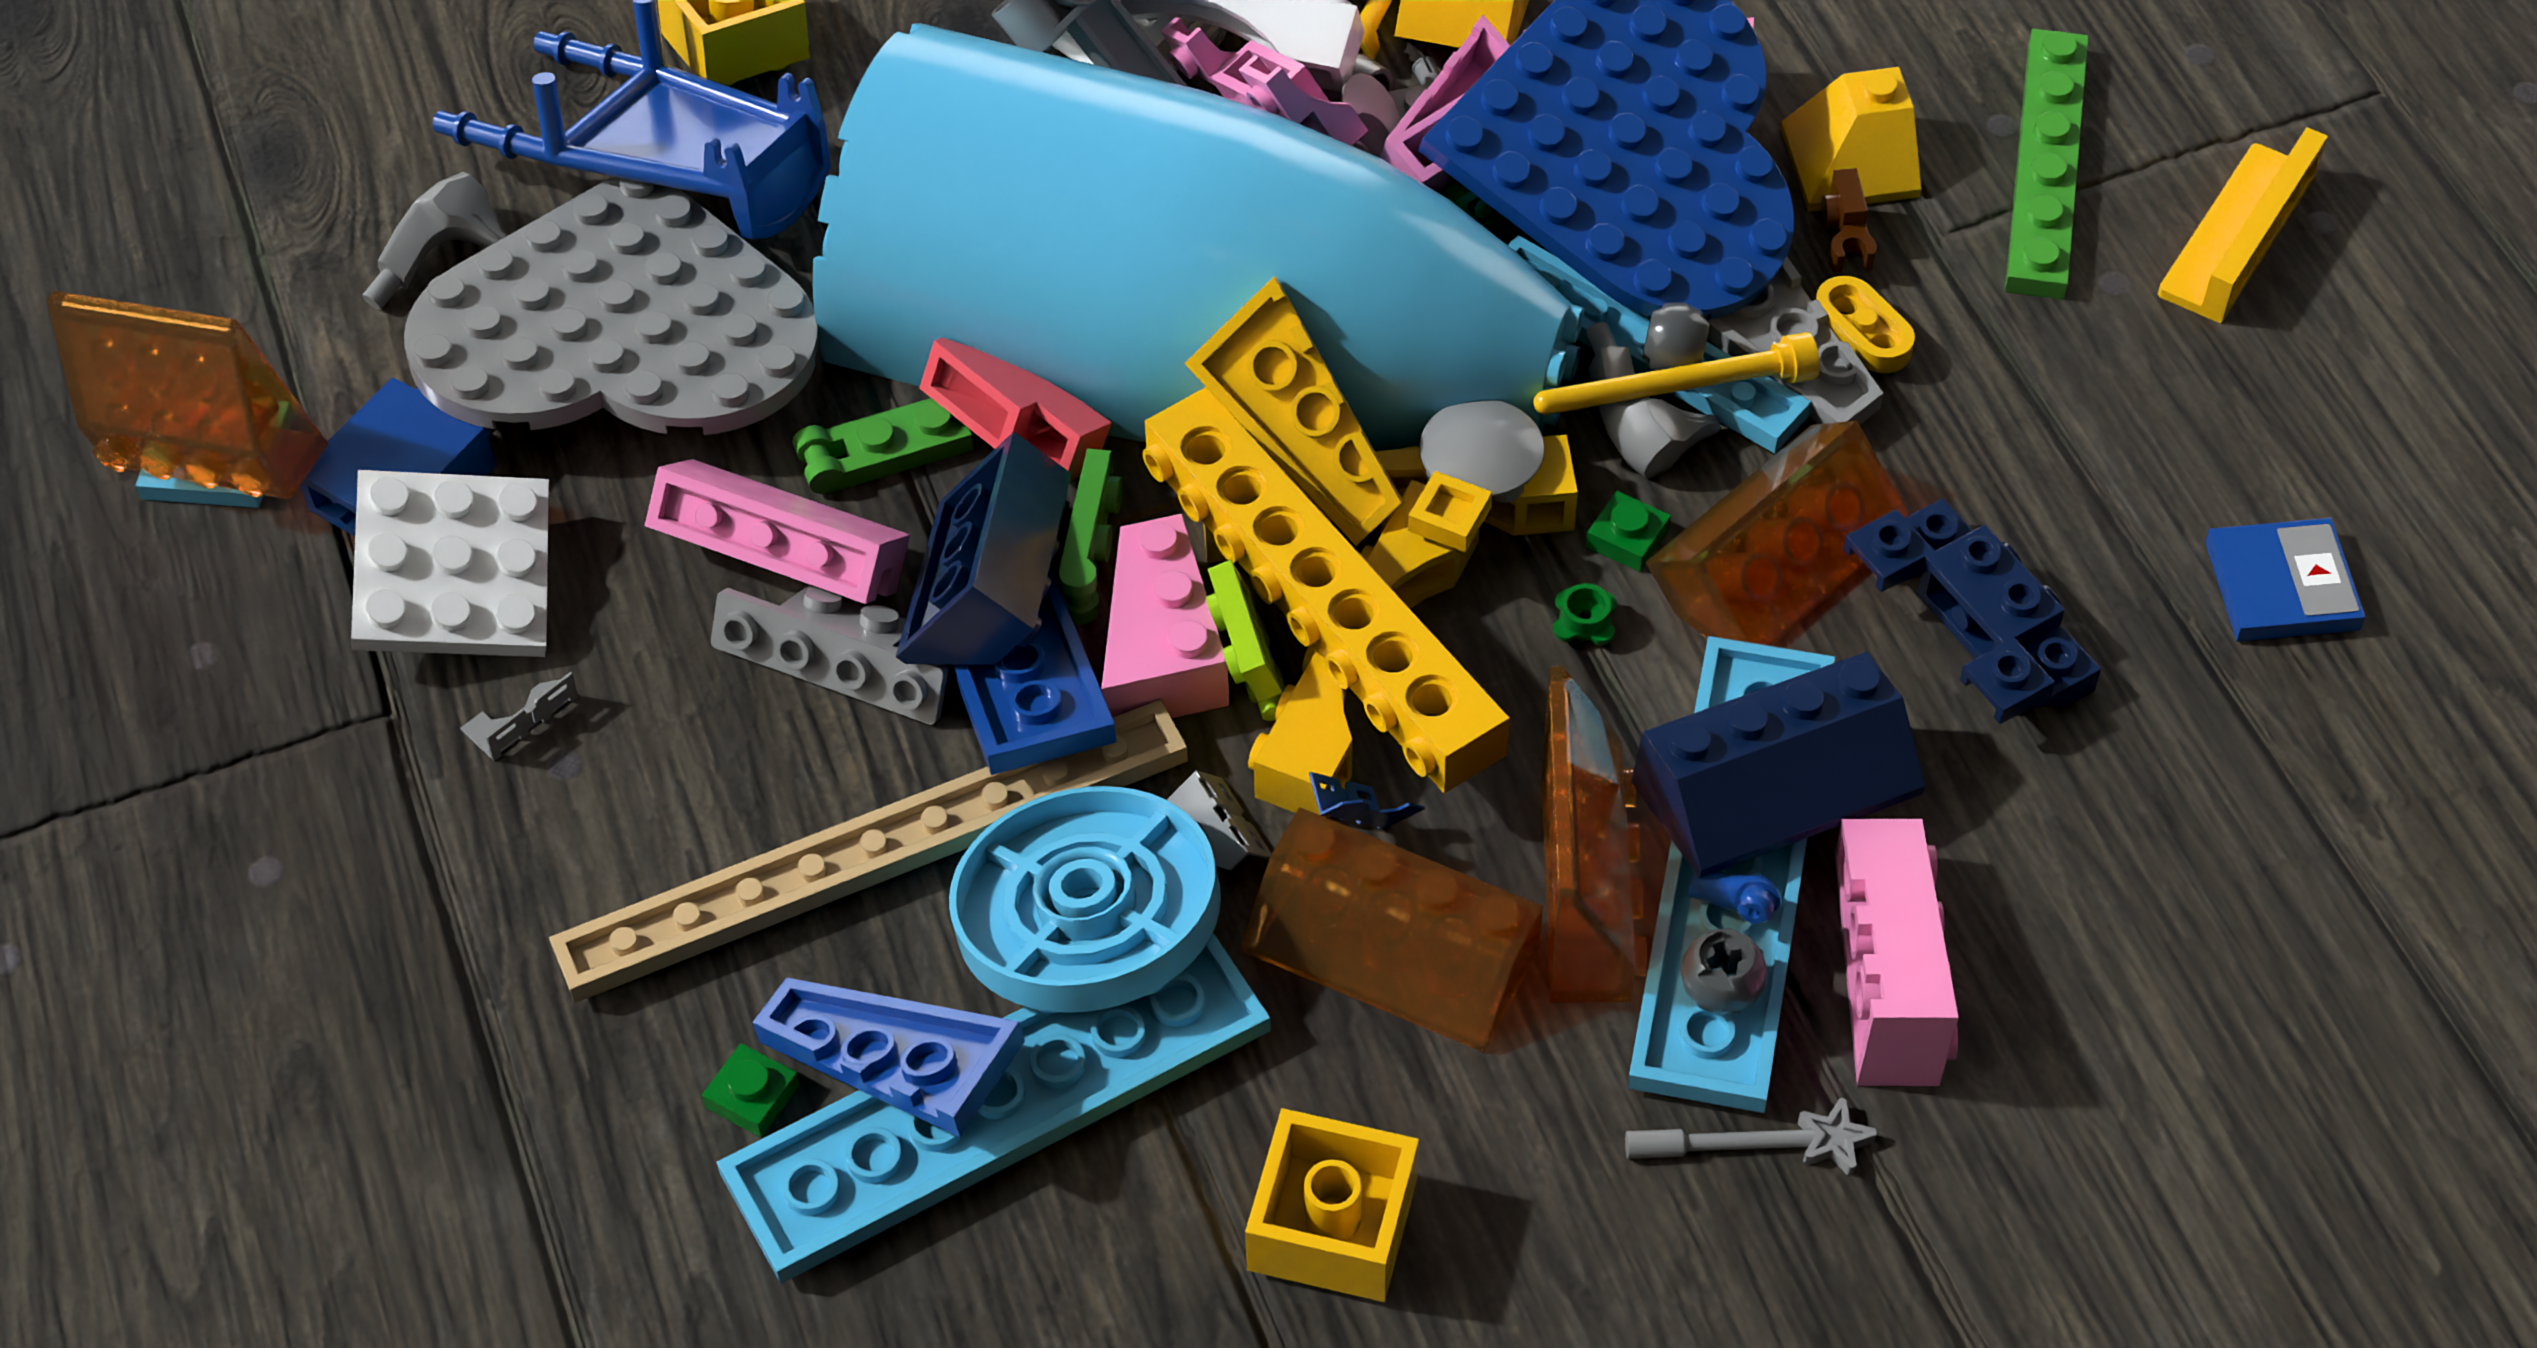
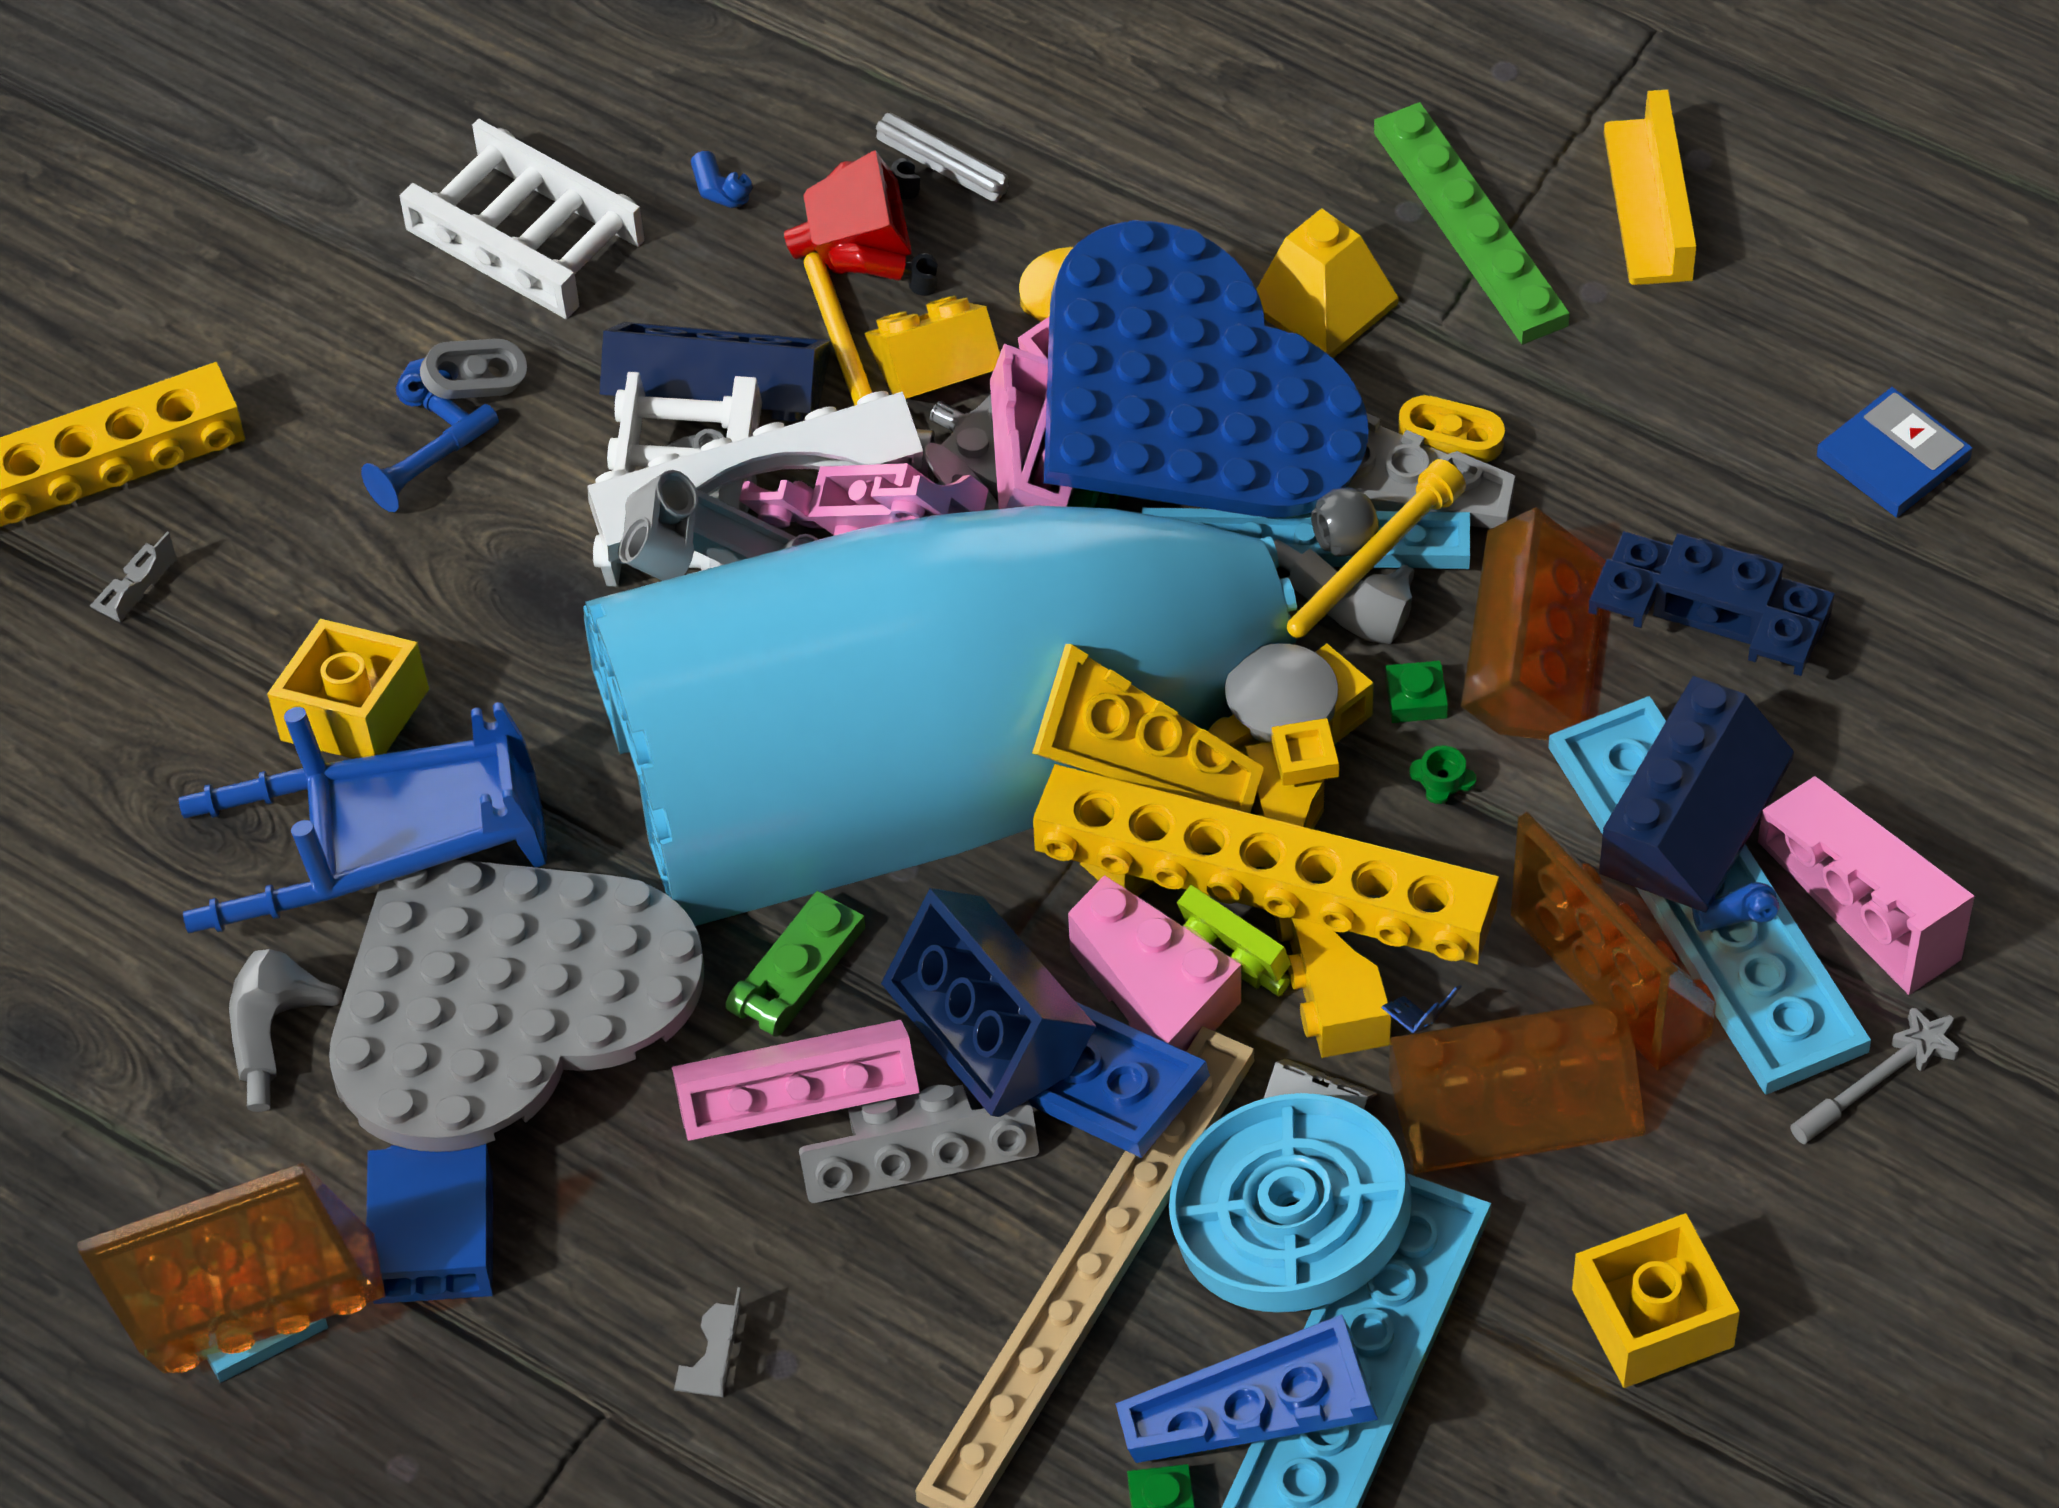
camera: 35 degrees left, 0 degrees up
(450, 564) = (561, 1265): white plate -> none
(1004, 399) = (885, 871): coral slope -> none
(1088, 535) = (1014, 904): bright green plate -> none
(1734, 954) = (1766, 955): dark grey piece -> none
(1846, 215) = (1370, 350): reddish brown plate -> none

